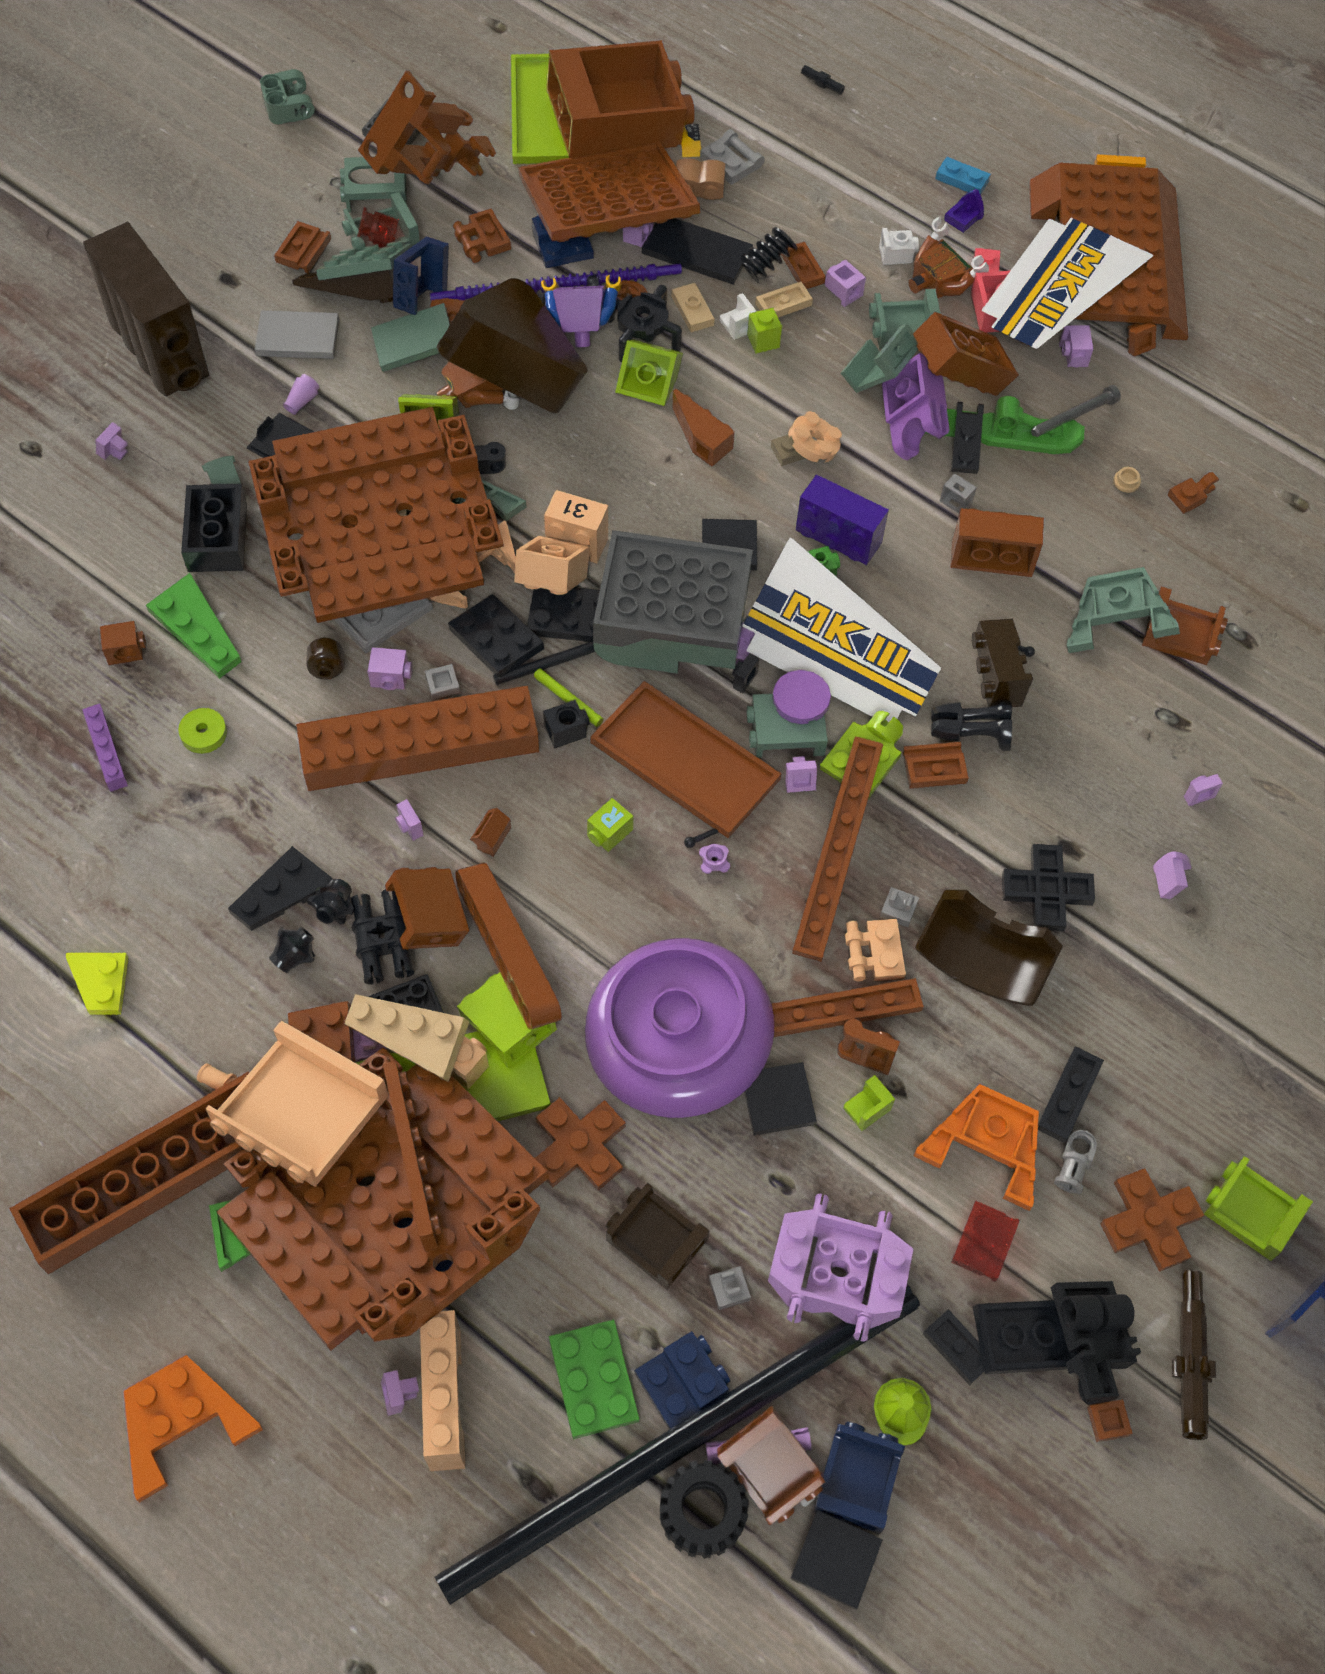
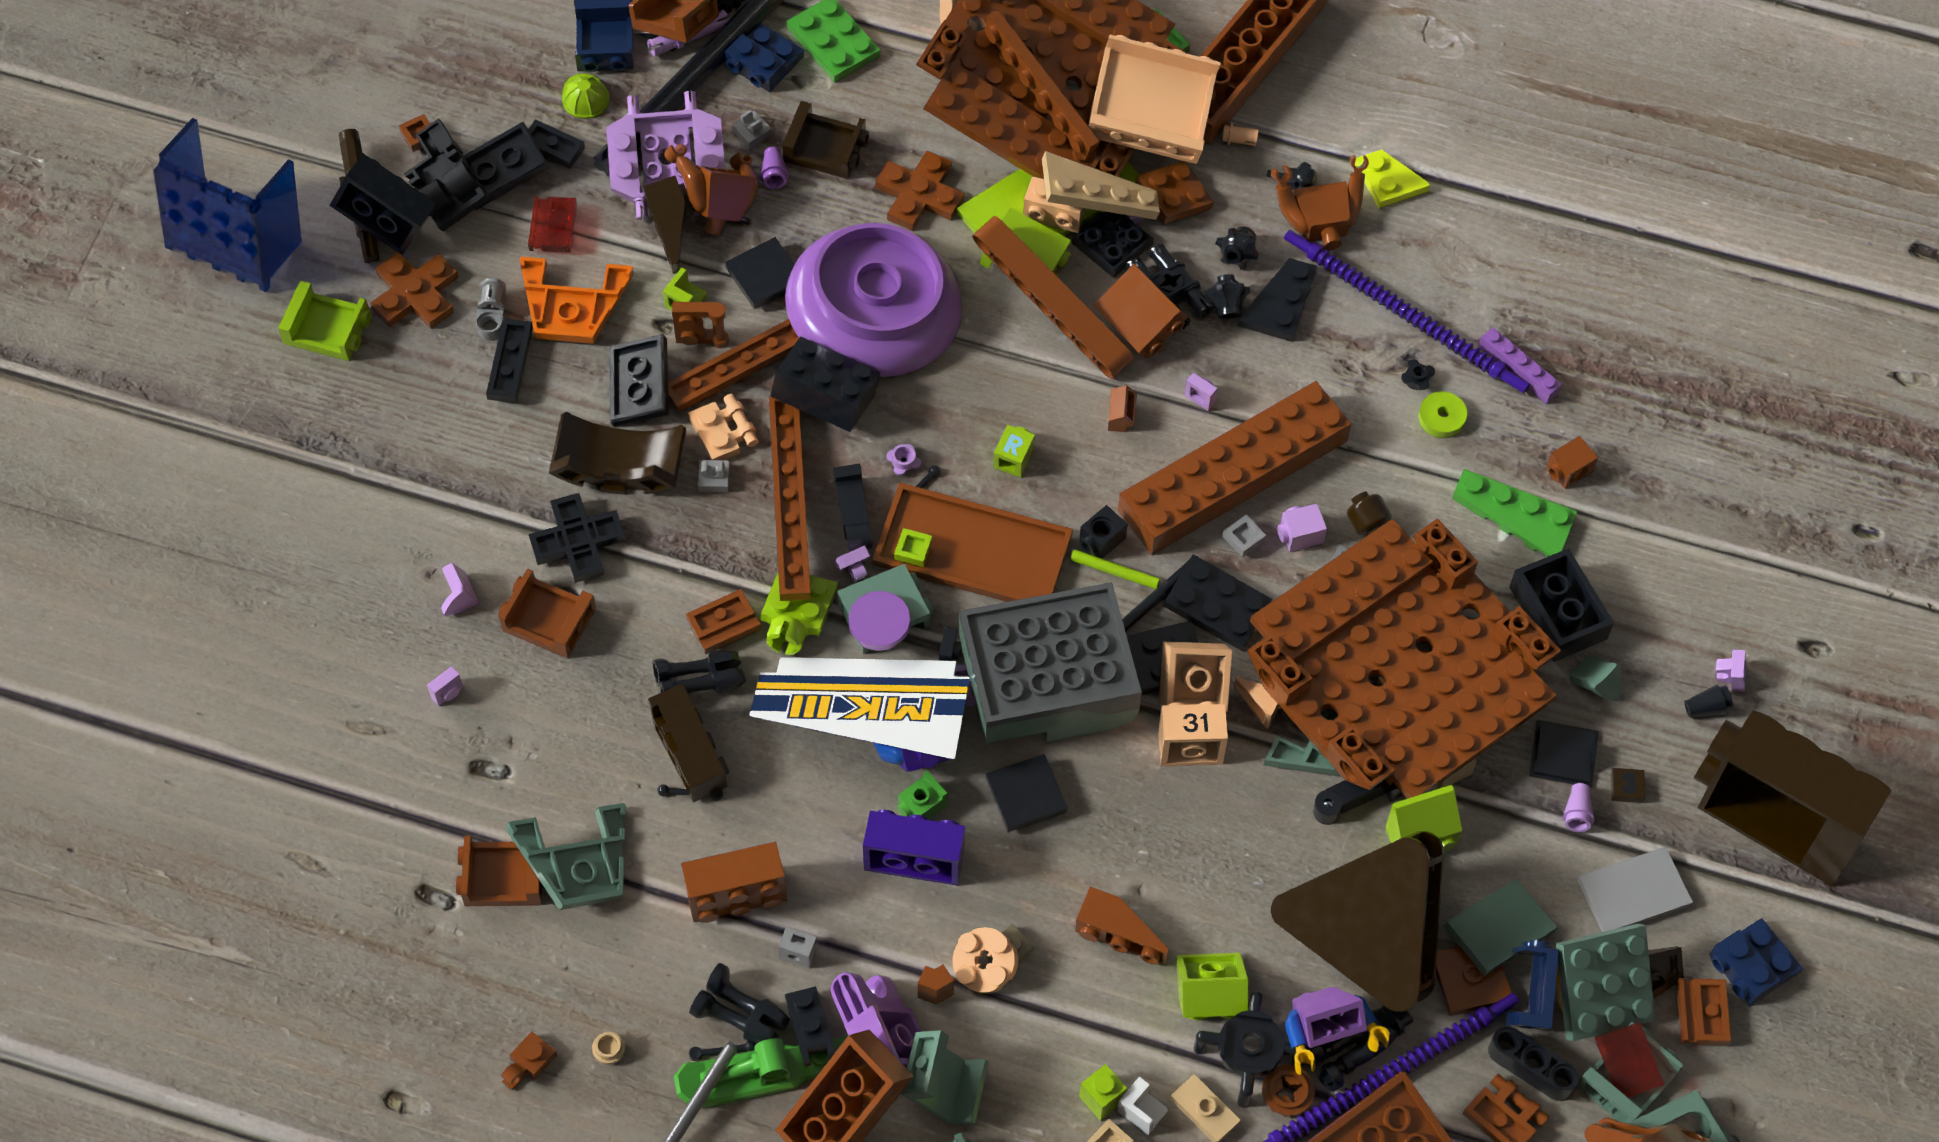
camera: 160 degrees right, 0 degrees up
(145, 429) = (1709, 702): none -> black cone
(182, 959) = (1325, 209): none -> dark orange torso
(188, 1007) = (1302, 176): none -> black piece
(204, 777) = (1417, 382): none -> black plate
(219, 922) = (1496, 369): none -> dark purple hose
(244, 265) = (1754, 961): none -> dark blue plate
(252, 401) = (1627, 785): none -> dark brown tile
(457, 261) = (1540, 1078): none -> black beam
(724, 1222) = (774, 171): none -> medium lavender cone
(741, 765) = (913, 547): none -> lime plate
(765, 939) = (825, 384): none -> black brick
(780, 826) = (852, 506): none -> black leg
(792, 1192) = (717, 191): none -> dark orange torso
(860, 433) = (935, 984): none -> dark orange piece
(861, 1193) = (668, 211): none -> dark brown slope
(945, 1022) = (638, 380): none -> black tile
(1005, 454) = (765, 1010): none -> black piece
(1058, 459) = (696, 1053): none -> black hinge
(1093, 826) = (546, 614): none -> dark orange panel
(1177, 1299) = (382, 204): none -> black brick

